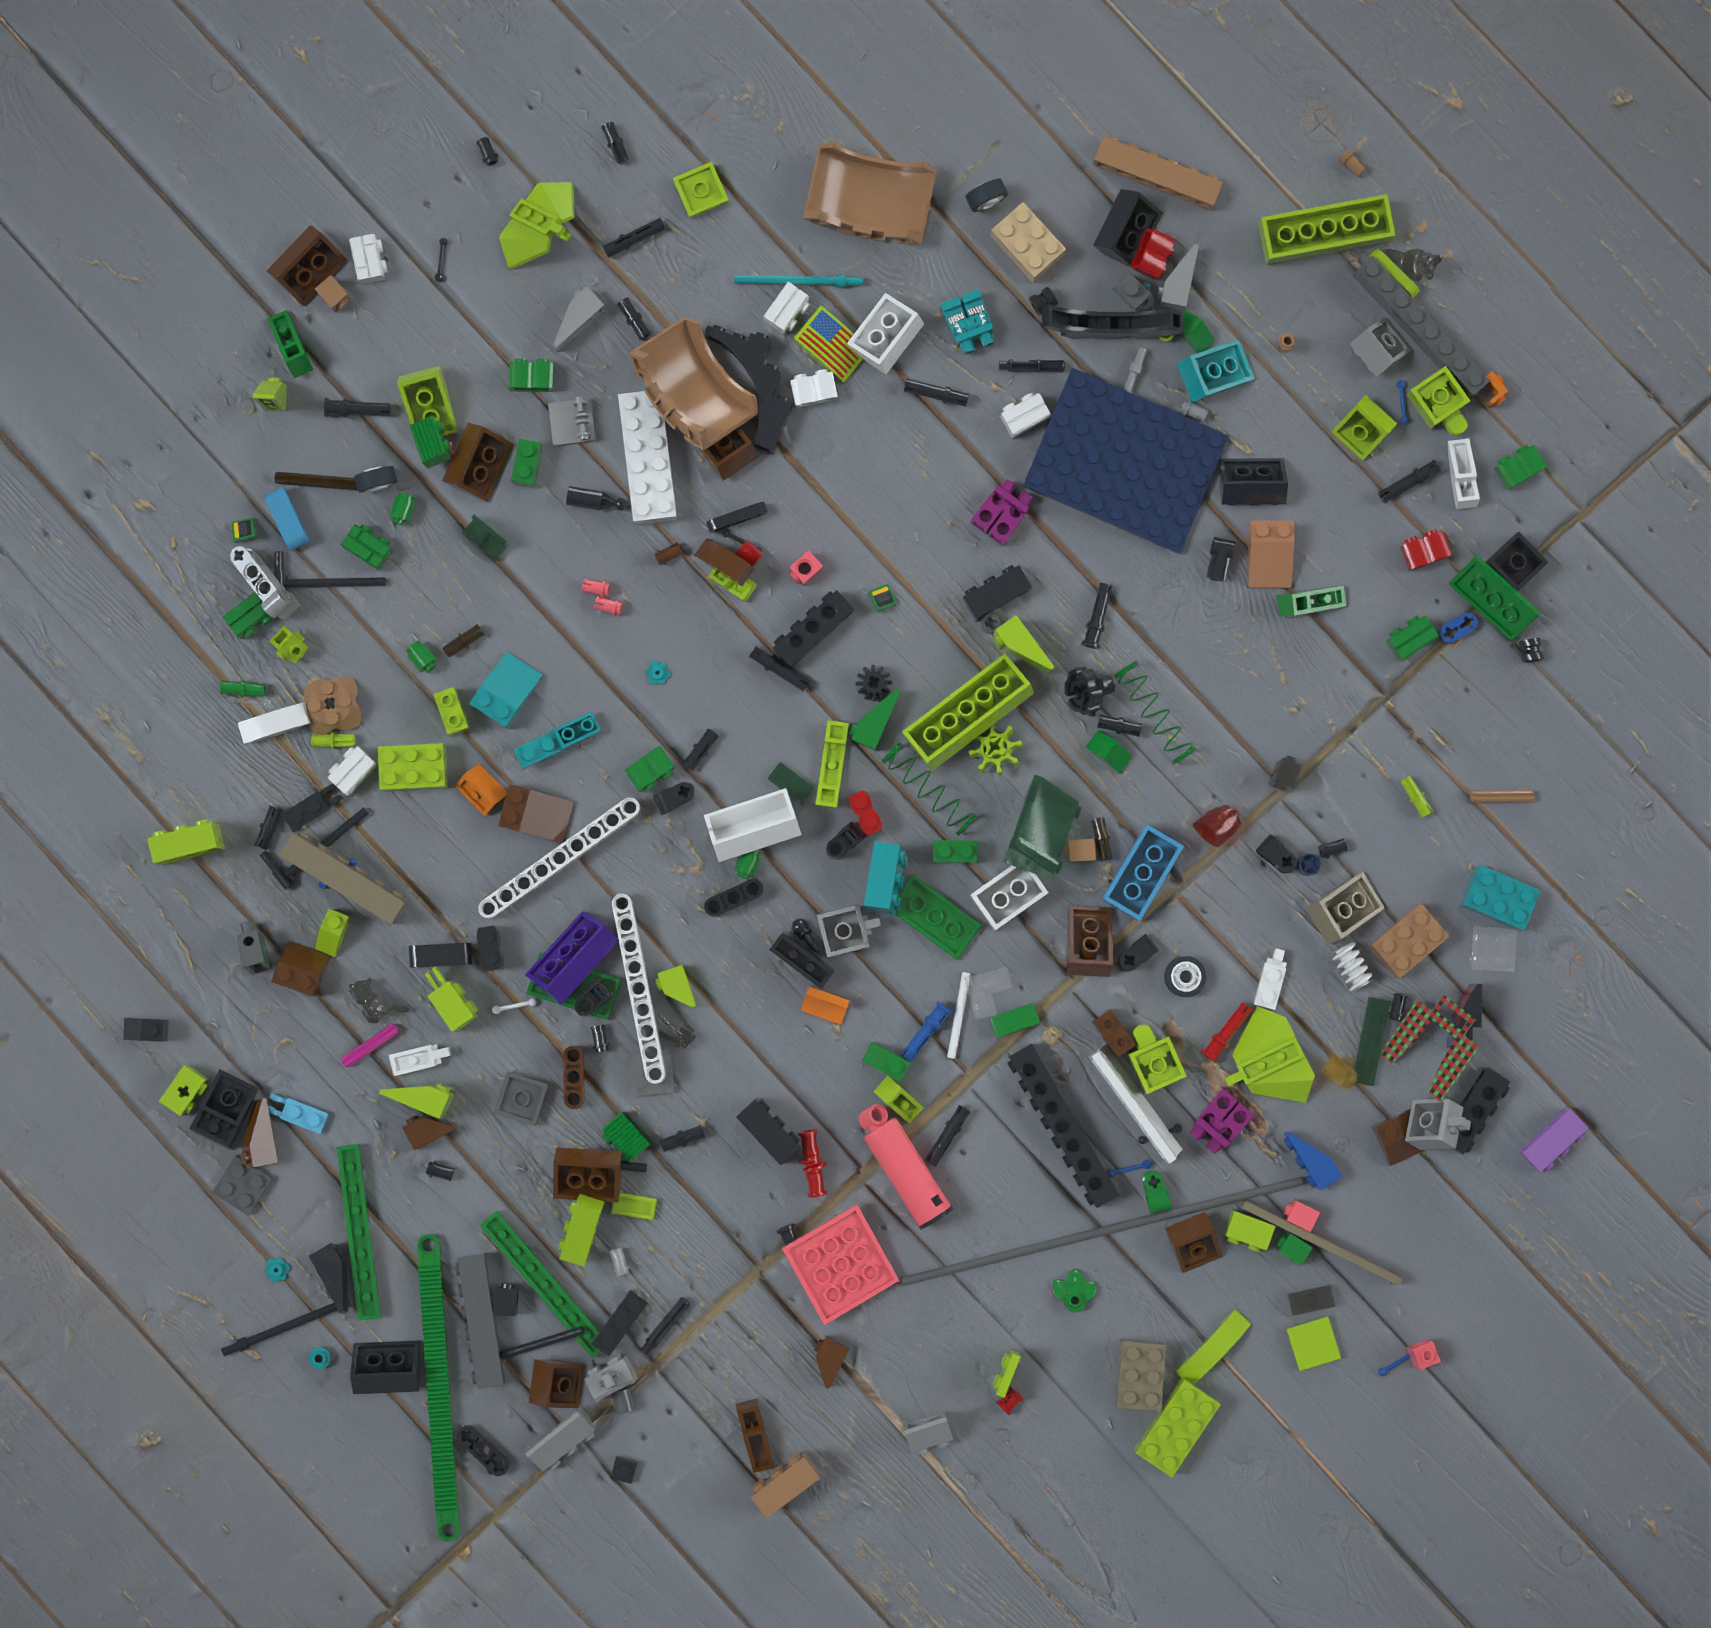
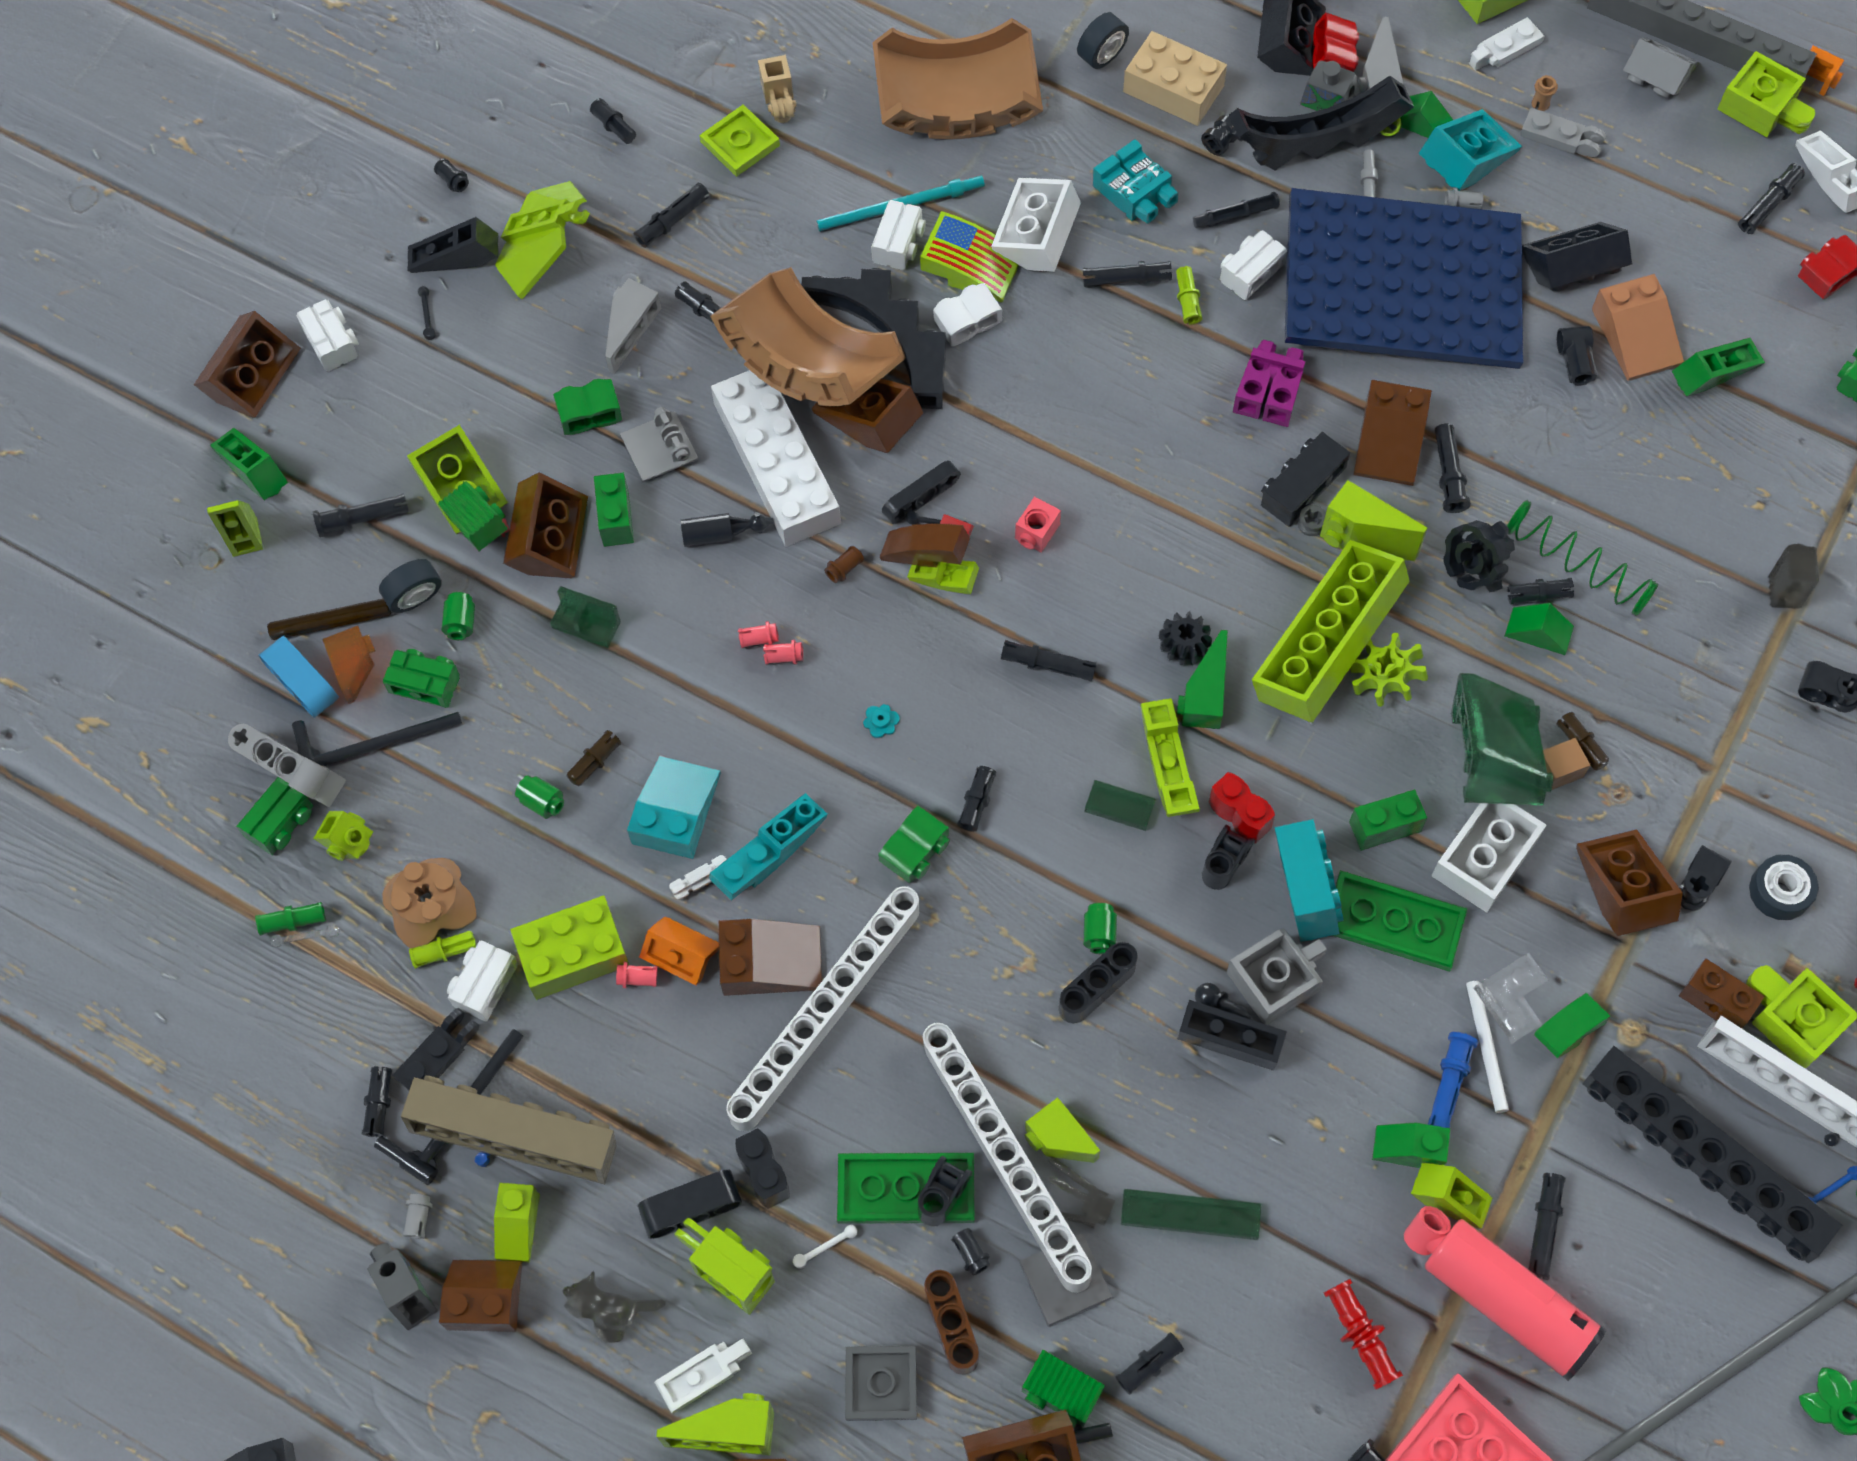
camera: 10 degrees left, 20 degrees down
(185, 842) = (255, 1157): lime brick -> none
(243, 530) = (242, 711): slope -> none
(274, 723) = (348, 949): white slope -> none
(274, 908) = (417, 1216): none -> light grey pin
(323, 518) = (350, 660): none -> clear orange slope
(333, 294) = (291, 387): medium nougat brick -> none
(370, 1045) = (620, 1378): dark pink axle -> none
(449, 798) = (636, 975): none -> coral pin
(452, 711) = (605, 854): lime brick -> none
(472, 216) = (454, 248): none -> black slope
(506, 745) = (695, 879): none -> white axle
(572, 957) = (890, 1141): dark purple slope -> none
(670, 798) = (958, 875): black piece -> none
(739, 1058) = (1191, 1214): none -> clear green tile
(740, 155) = (777, 87): none -> tan brick
(752, 825) = (1090, 868): white piece -> none
(769, 1130) = (1280, 1302): black brick -> none
(793, 655) = (1060, 636): black brick -> none
(825, 1005) = (1288, 1092): orange panel -> none
(882, 597) = (1153, 533): slope -> none
(893, 752) = (1249, 714): green piece -> none
(972, 423) = (1188, 296): none -> lime axle
(1068, 578) = (1392, 432): none -> reddish brown slope
(1142, 873) = (1661, 764): dark azure brick -> none
(1222, 825) = (1737, 669): clear red helmet -> none
(1280, 290) = (1507, 45): none -> white hinge
(1286, 377) = (1562, 133): none -> light grey hinge
(1364, 427) = (1685, 156): lime slope -> none
(1401, 384) = (1704, 102): blue hinge -> none

